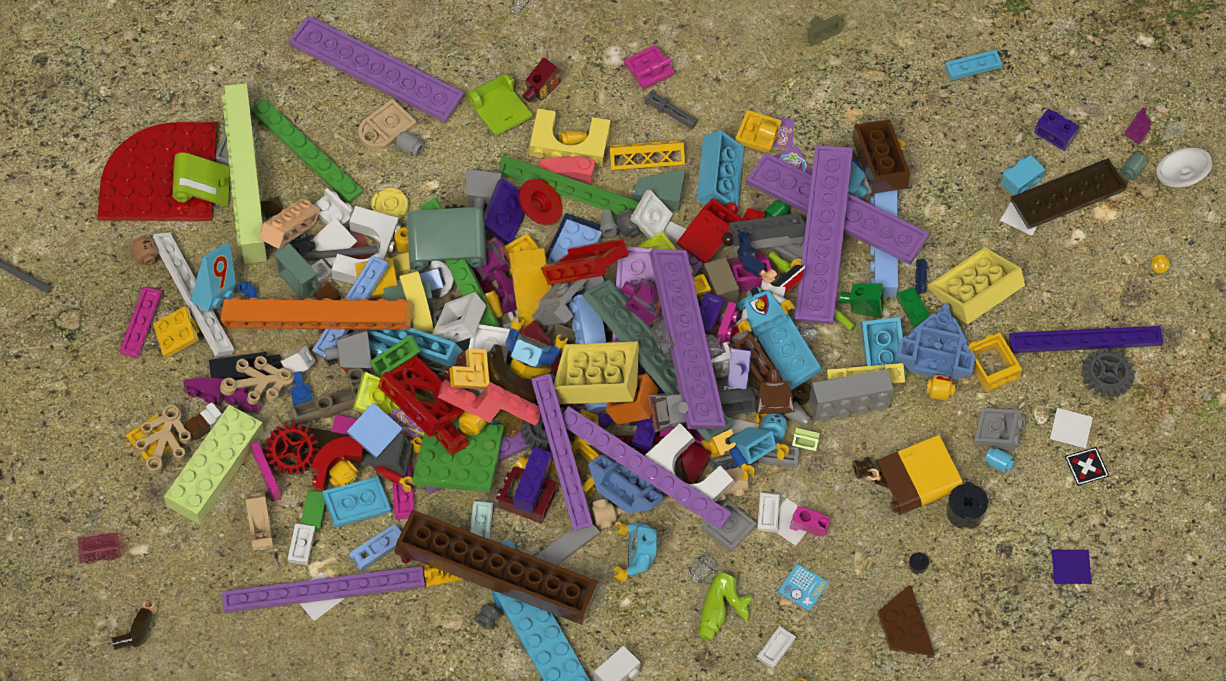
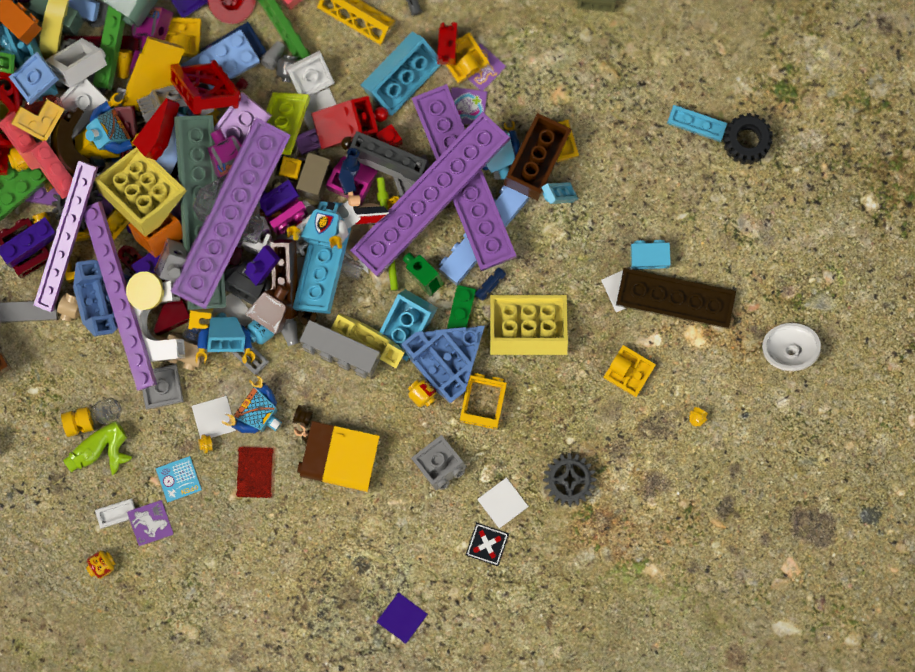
camera: 45 degrees right, 20 degrees up
(439, 345) = (34, 78): none -> light blue tile
(576, 321) = (157, 132): none -> red slope
(641, 548) = (73, 357): medium azure torso -> none
(664, 445) = (145, 290): none -> light yellow tile
(665, 186) = (340, 56): sand green slope -> none
(685, 596) = (77, 422): none -> yellow wheel
(740, 125) = (447, 44): none -> red hinge
(768, 512) = (200, 398): white tile -> none
(777, 208) = (416, 142): green brick -> none
(803, 542) = (205, 443): none -> yellow plate
(806, 439) = (277, 359): yellowish green piece -> none
(810, 521) = (224, 432): dark pink leg -> none
(810, 634) = (150, 523): none -> medium lavender sticker
(822, 486) = (256, 410): none -> torso
(860, 539) = (254, 472): none -> clear red piece
(904, 625) = (229, 569): reddish brown wing -> none
(918, 563) = (283, 526): black tile -> none
(919, 172) = (559, 193): none -> medium azure plate
(967, 506) = (348, 502): black brick -> none
(999, 460) = (417, 489): medium azure brick -> none
(1024, 38) = (752, 124): none -> black tyre
(1056, 129) = (716, 233): dark purple brick -> none
(1081, 267) = (629, 371): none -> yellow plate
(1085, 339) = (577, 437): dark purple plate -> none
(1133, 166) = (752, 313): sand green brick -> none
(1139, 127) = (791, 280): magenta slope -> none

